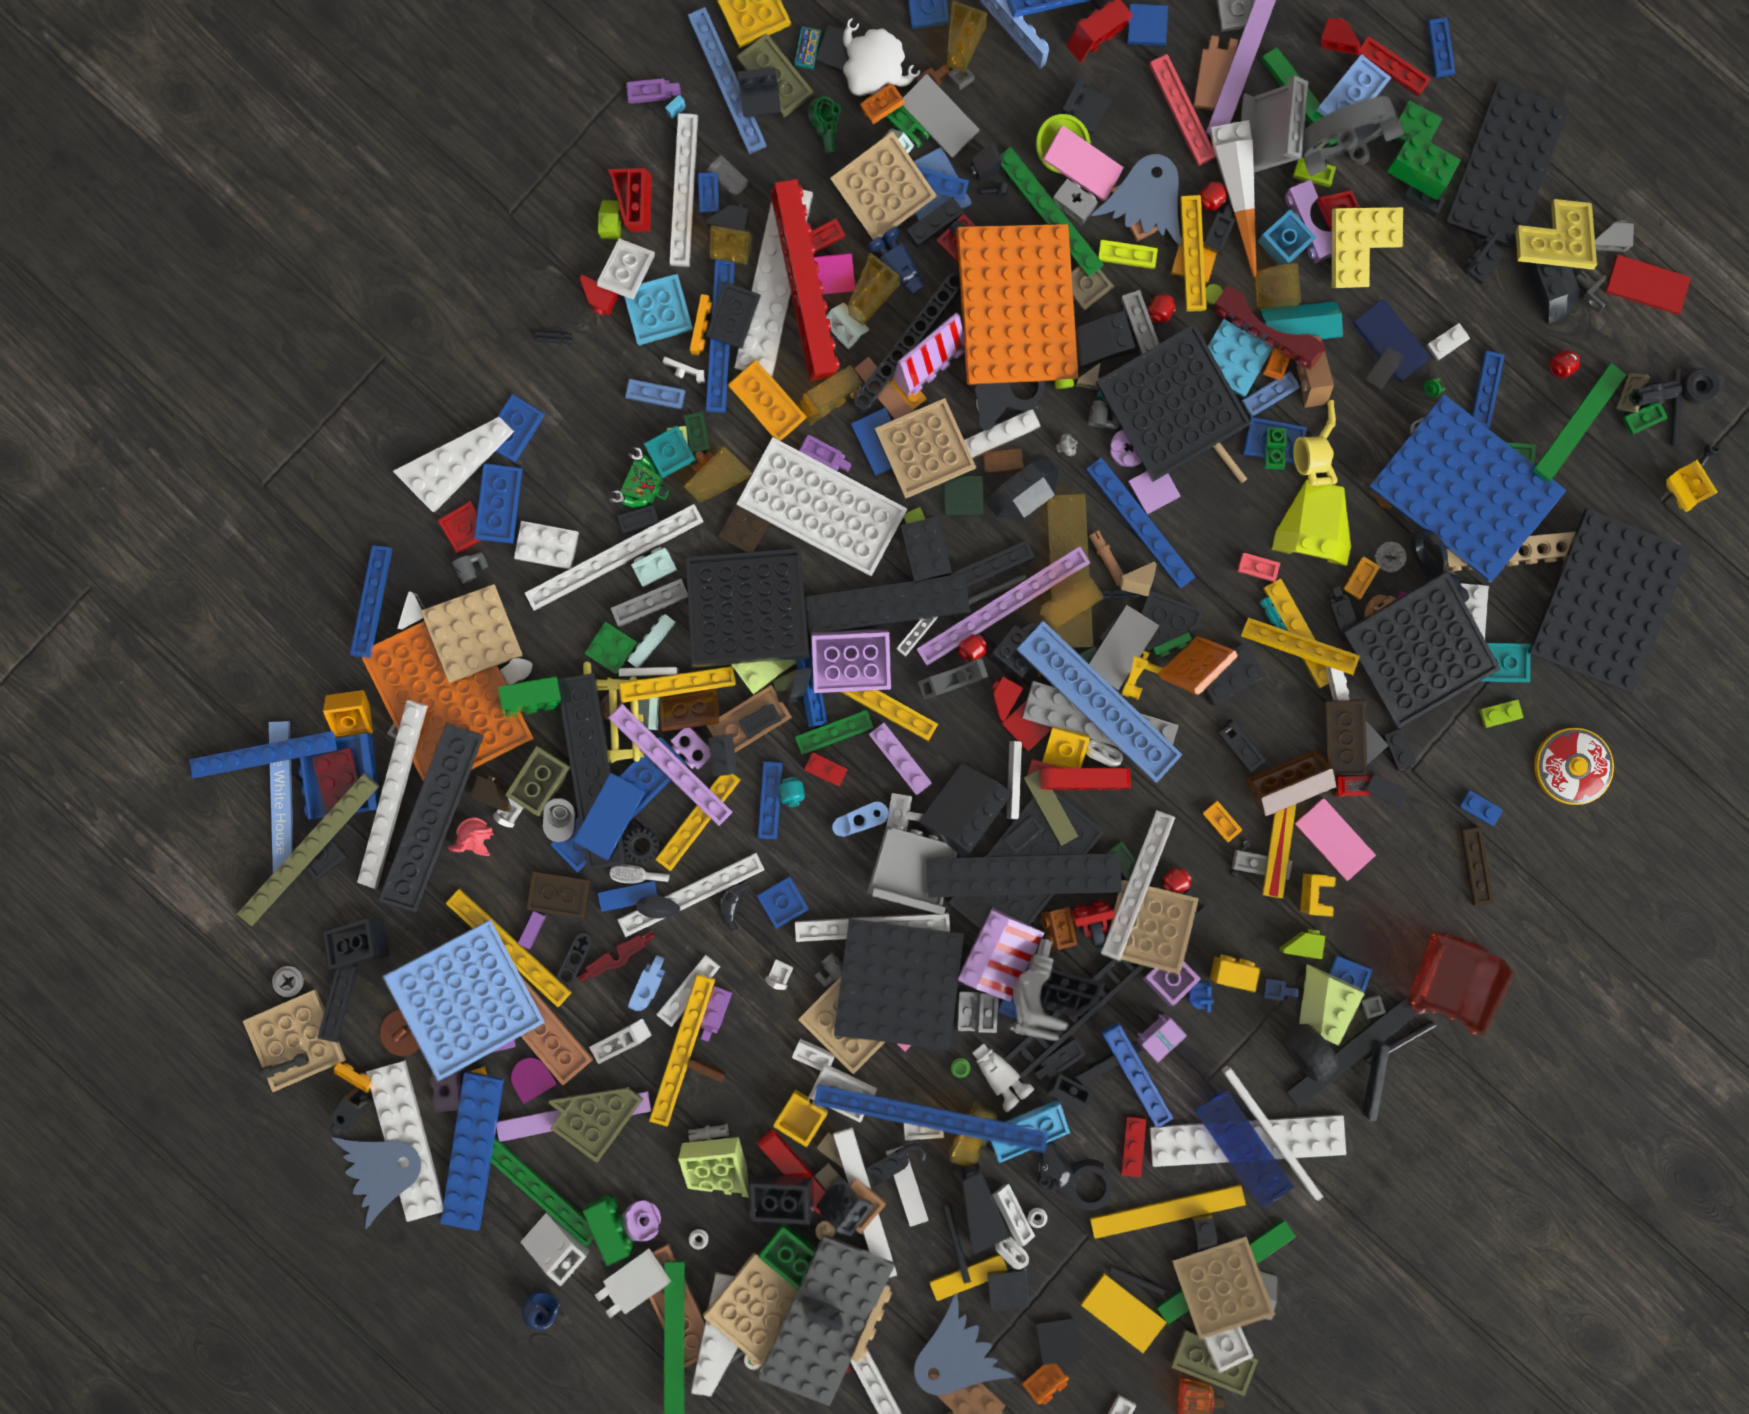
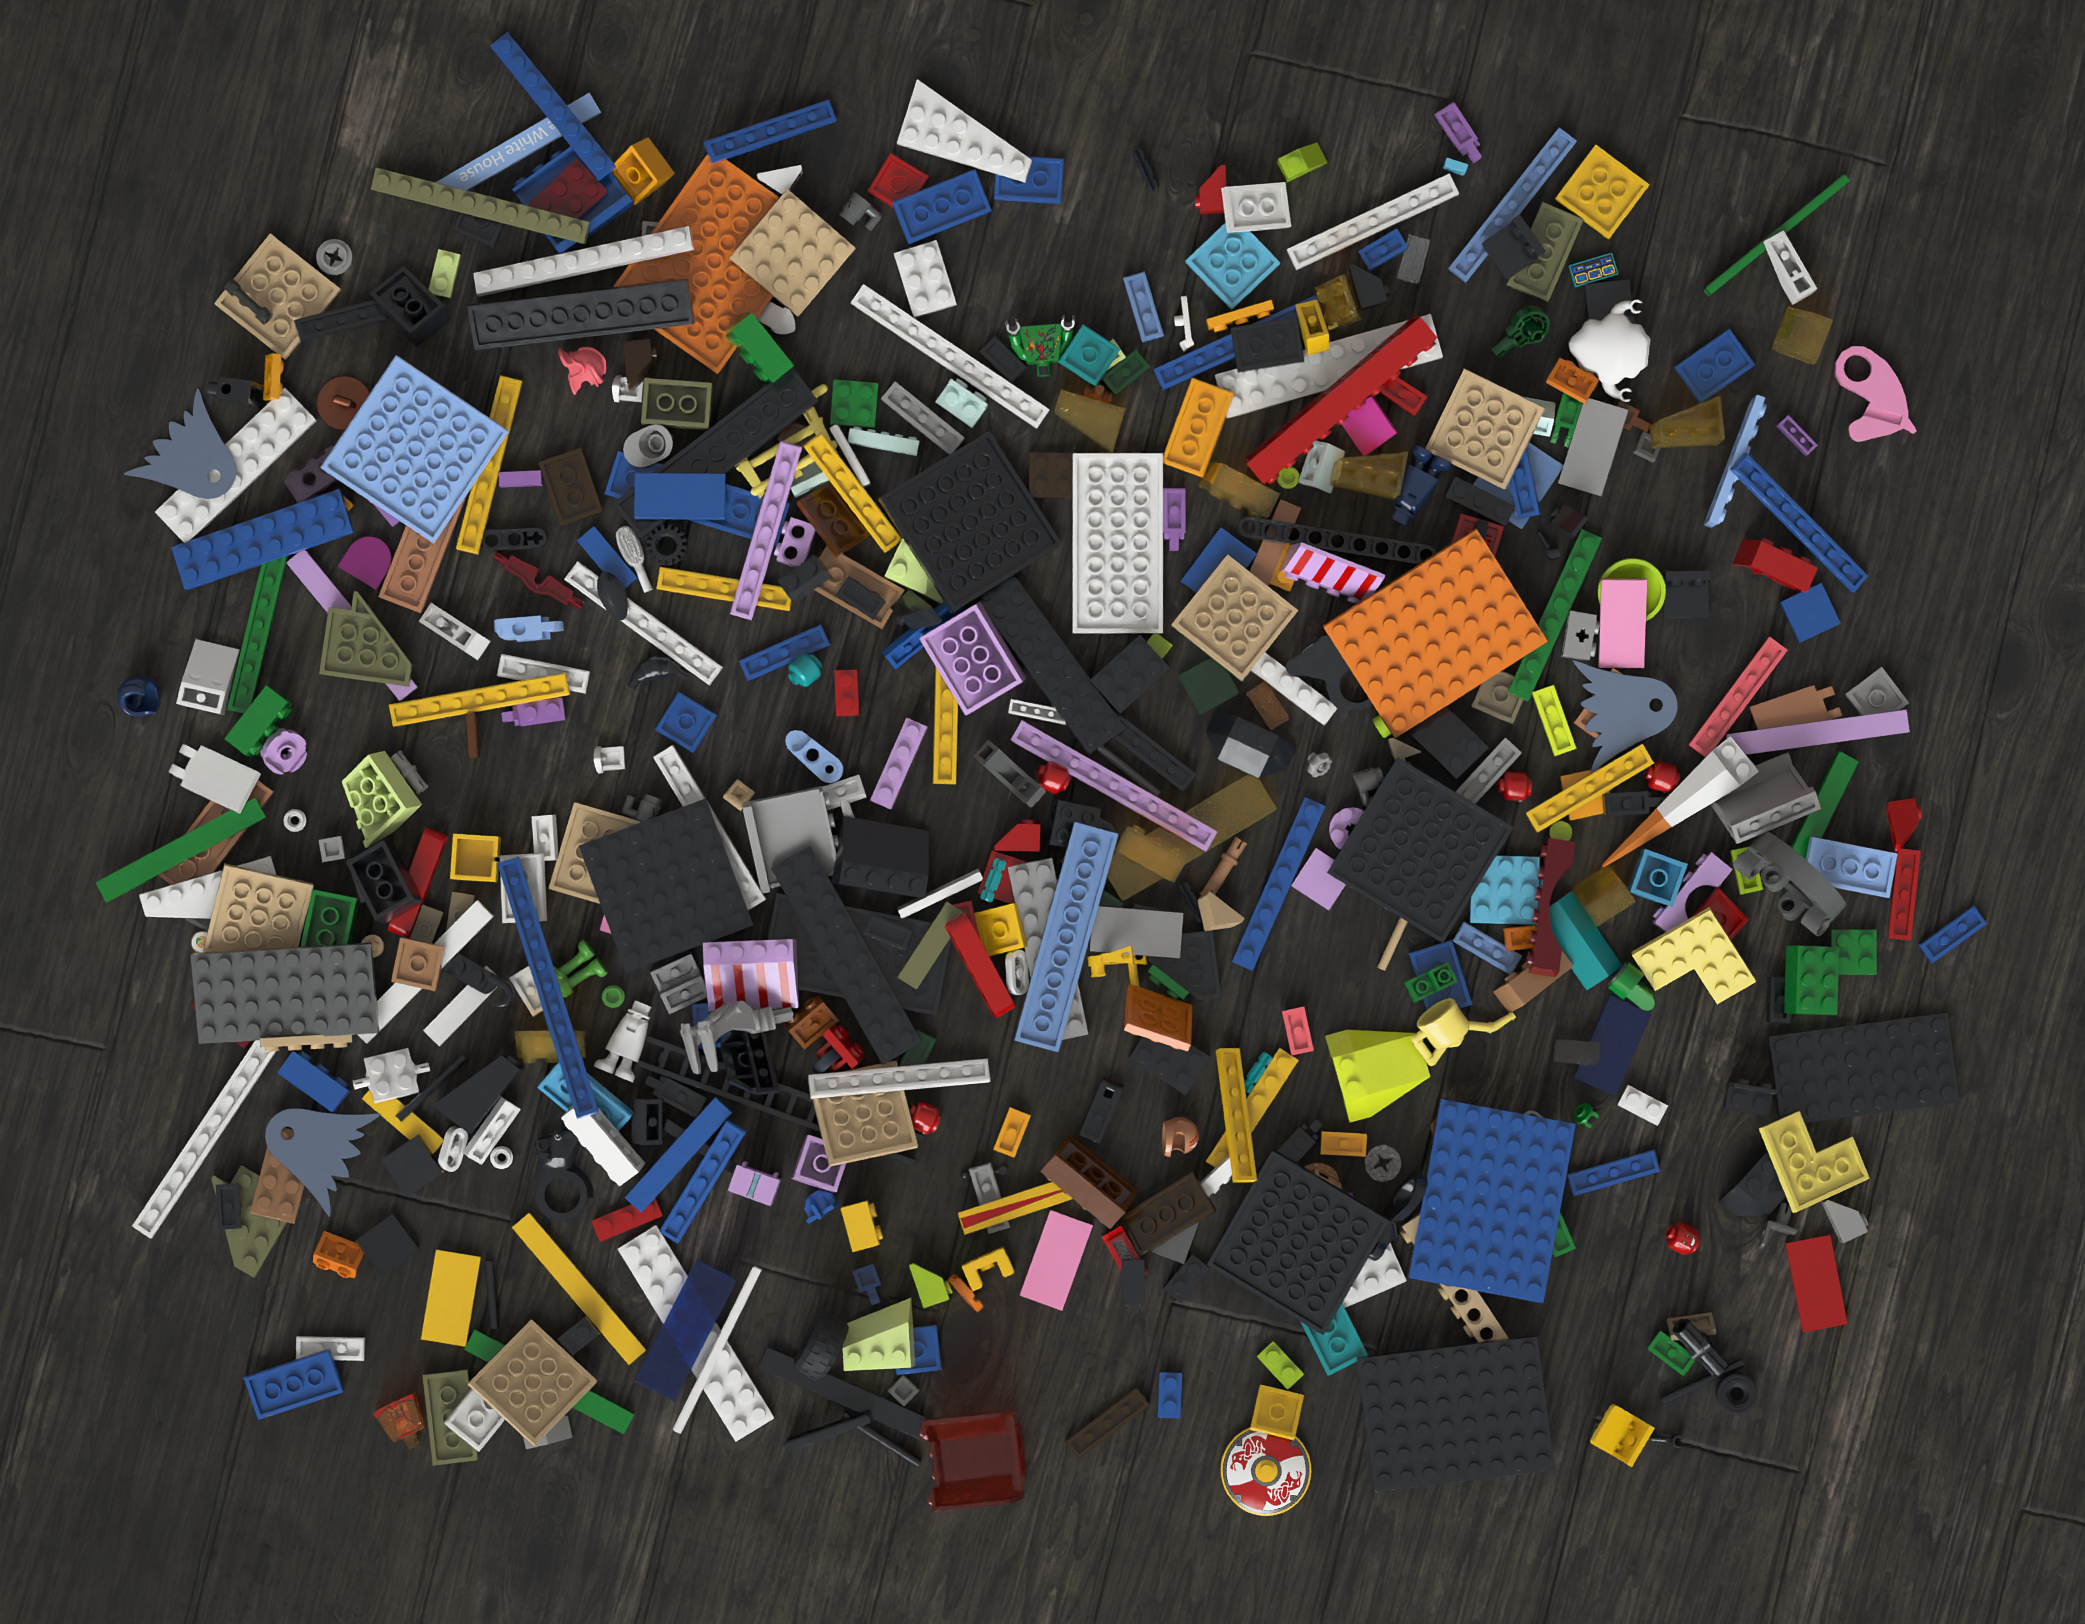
camera: 60 degrees right, 0 degrees up
(346, 904) = (444, 273): none -> yellowish green plate
(634, 197) = (1336, 175): red wedge -> none
(735, 1223) = (332, 849): none -> light grey tile
(739, 273) = (1312, 327): none -> yellow slope
(822, 1313) = (294, 981): black tile -> none
(834, 732) = (890, 681): green plate -> none
(842, 353) = (1288, 478): none -> lime tile
(843, 1207) = (409, 949): black bracket -> none
(858, 891) = (738, 794): none -> tan tile
(904, 1330) = (314, 1080): none -> blue brick
(931, 1069) = (594, 968): none -> bright green piece
(931, 1269) = (391, 1075): none -> white plate
(1025, 734) = (993, 880): none -> teal axle
(1073, 1134) = (605, 1145): none -> white brick
(1108, 1083) = (678, 1154): none -> blue tile
(1290, 696) = (1179, 1134): none -> nougat helmet
(1328, 920) = (965, 1292): none -> orange tile
(1353, 303) = (1627, 984): none -> green piece
(1537, 734) = (1277, 1412): none -> yellow plate
(1579, 422) = (1625, 1282): green tile -> none

